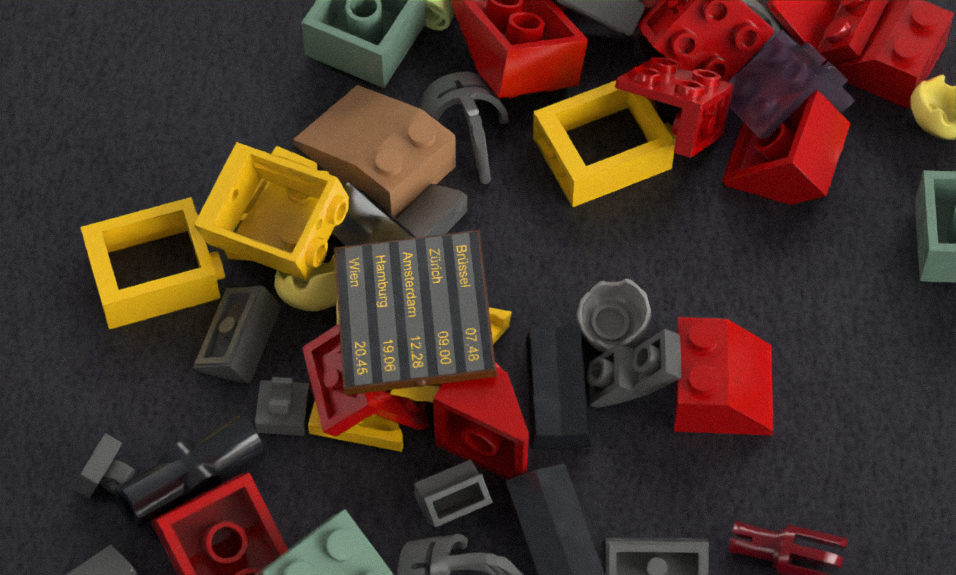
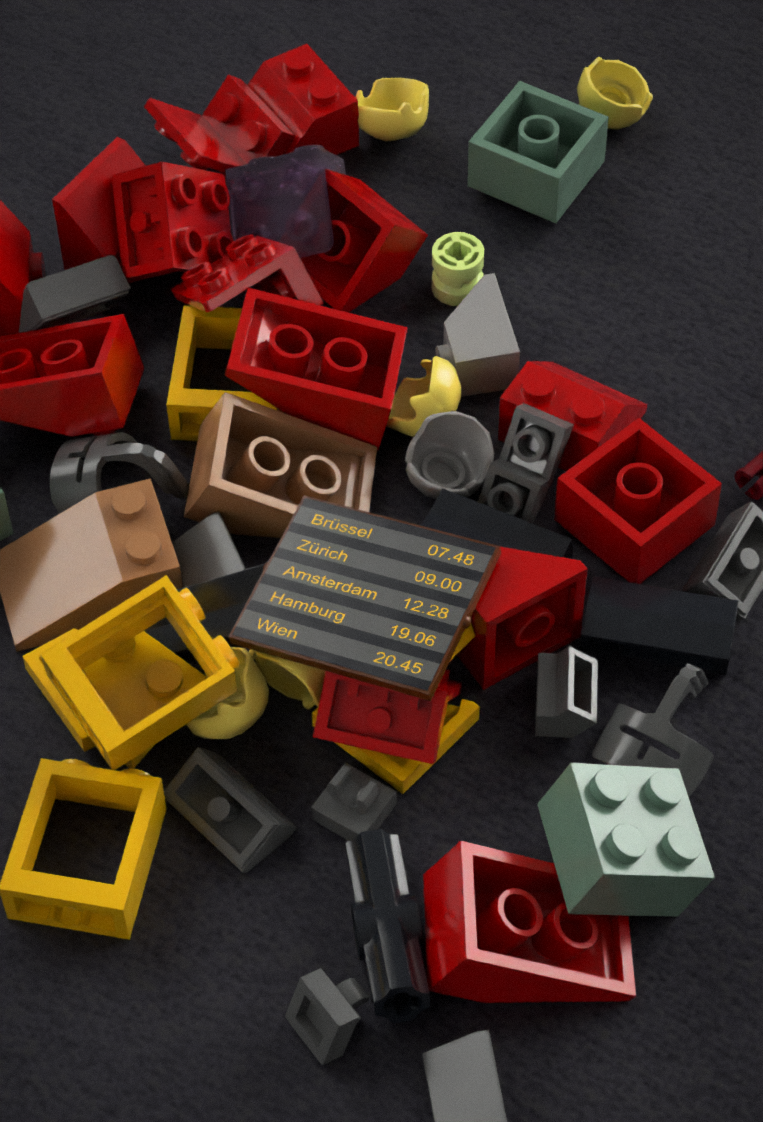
camera: 60 degrees left, 5 degrees down
(530, 219) = (262, 462): none -> medium nougat slope
(630, 184) = (318, 363): none -> red slope
(649, 460) = (637, 501): none -> red brick
(662, 276) = (425, 396): none -> light yellow hair
(749, 281) = (481, 340): none -> light grey slope
(811, 234) = (457, 266): none -> yellowish green wheel

